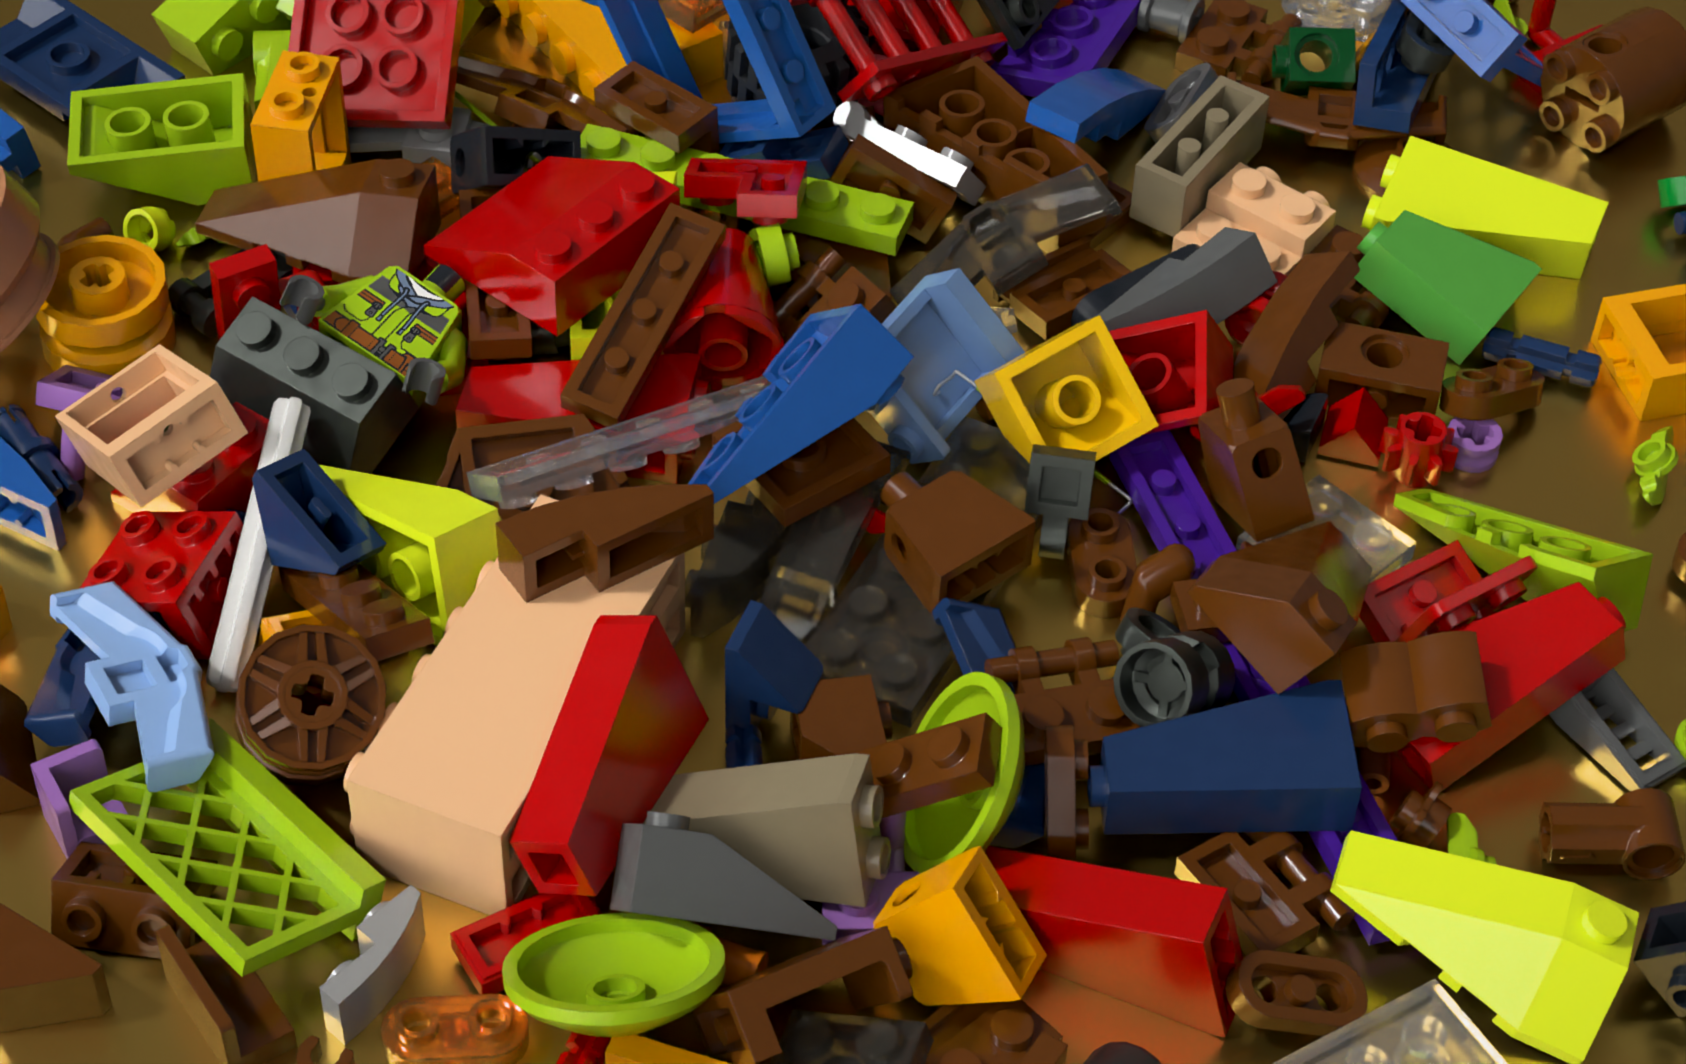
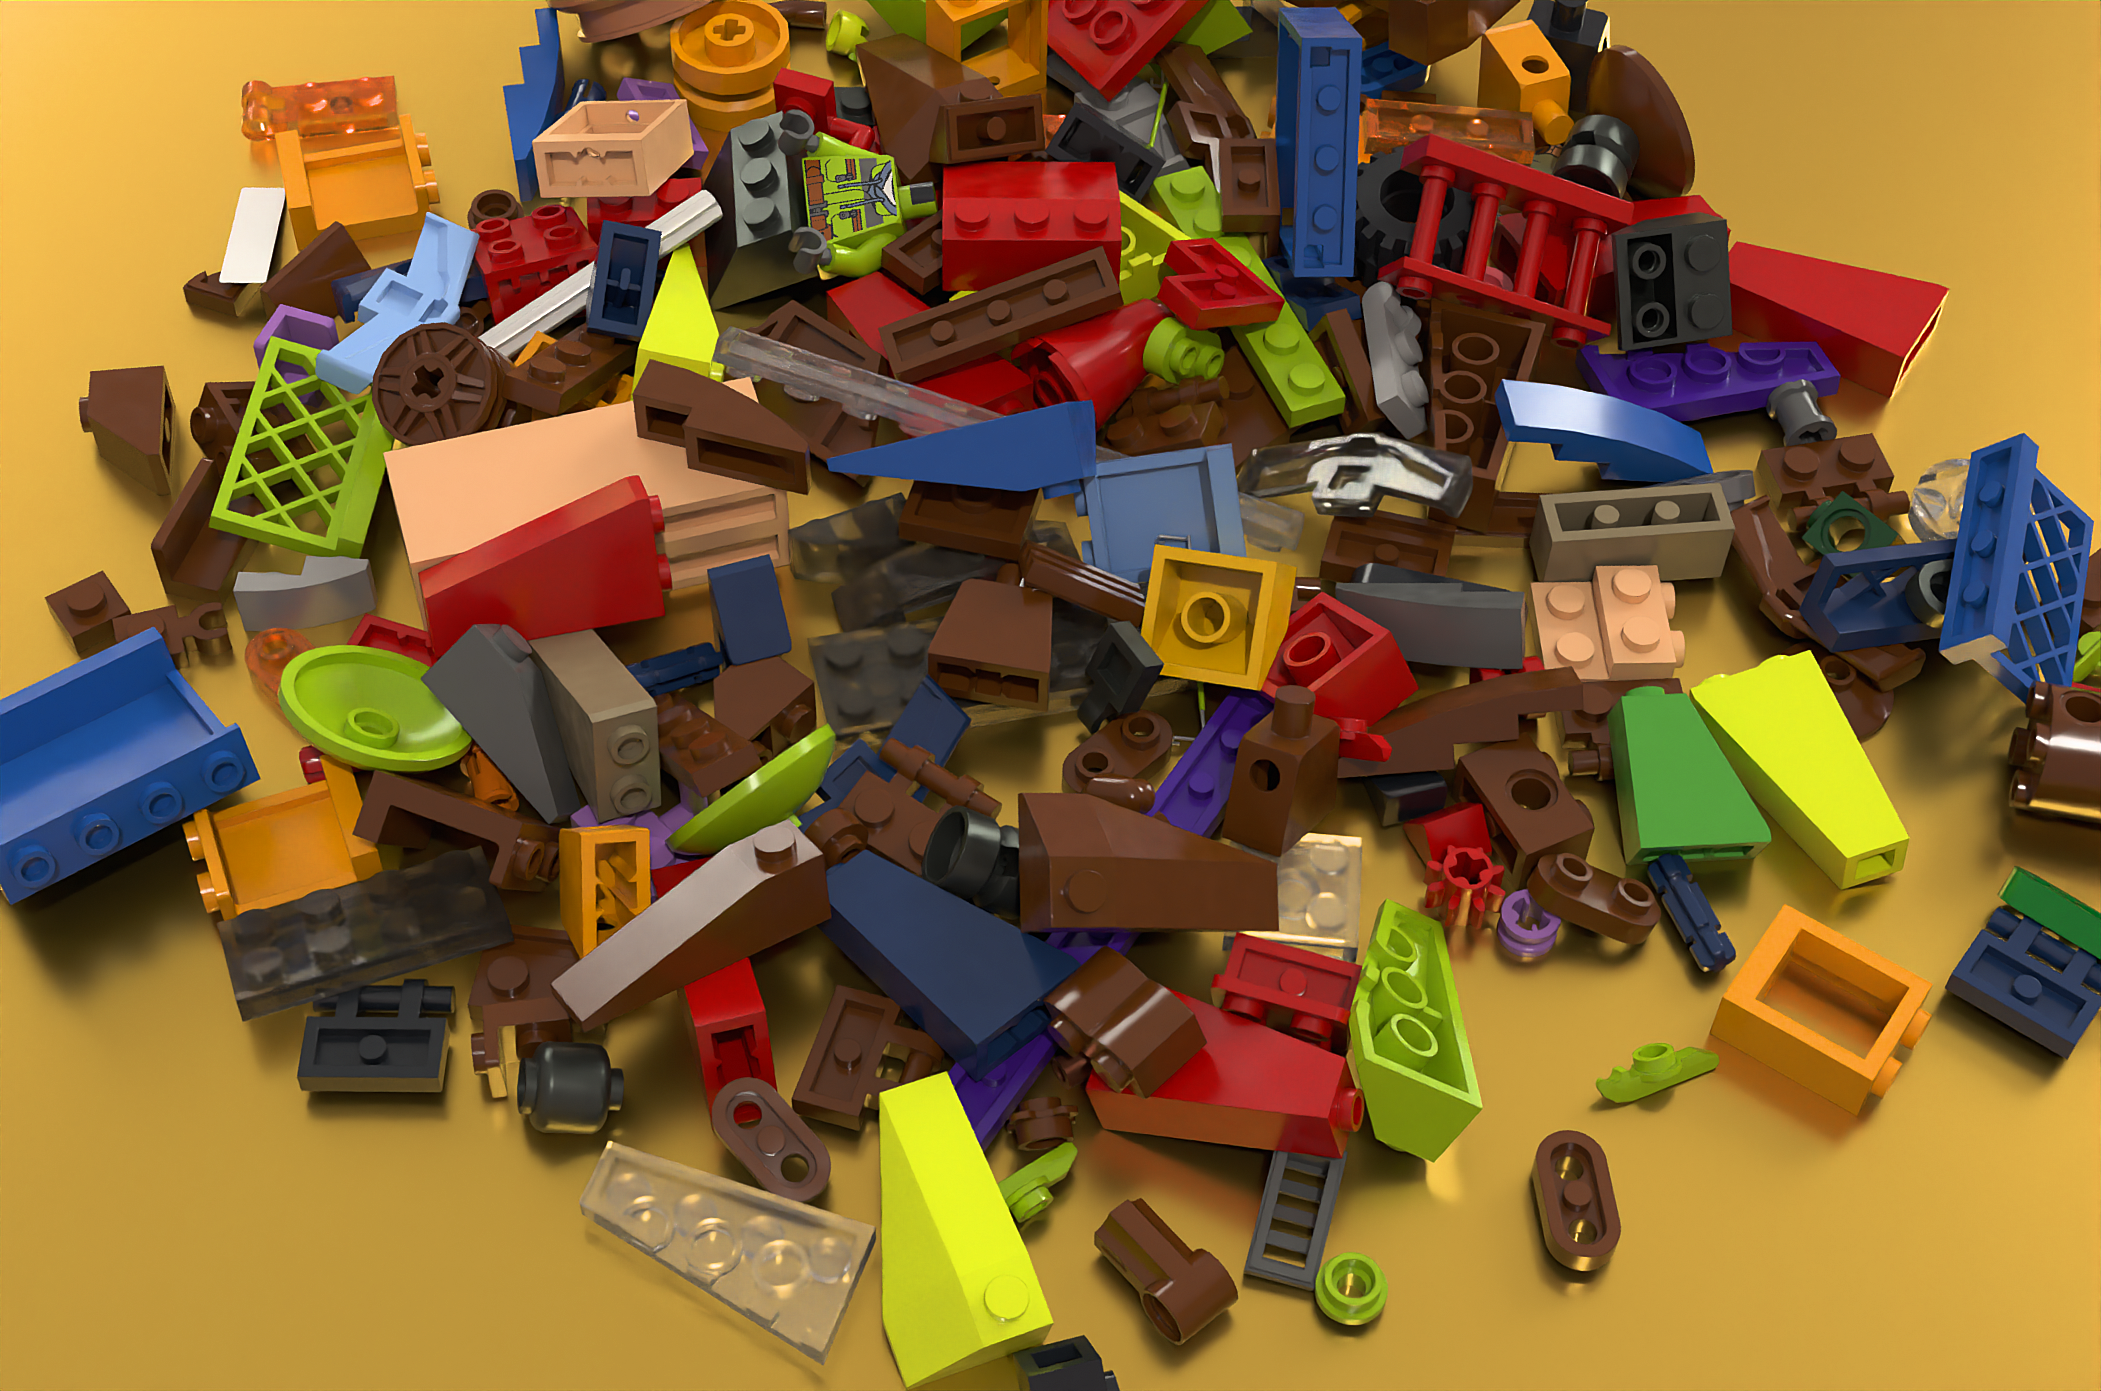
camera: 50 degrees right, 5 degrees up
(64, 567) = (493, 204): none -> reddish brown plate
(439, 196) = (988, 129): none -> reddish brown slope
(955, 451) = (1081, 583): none -> reddish brown tile
(1081, 877) = (712, 918): none -> wedge

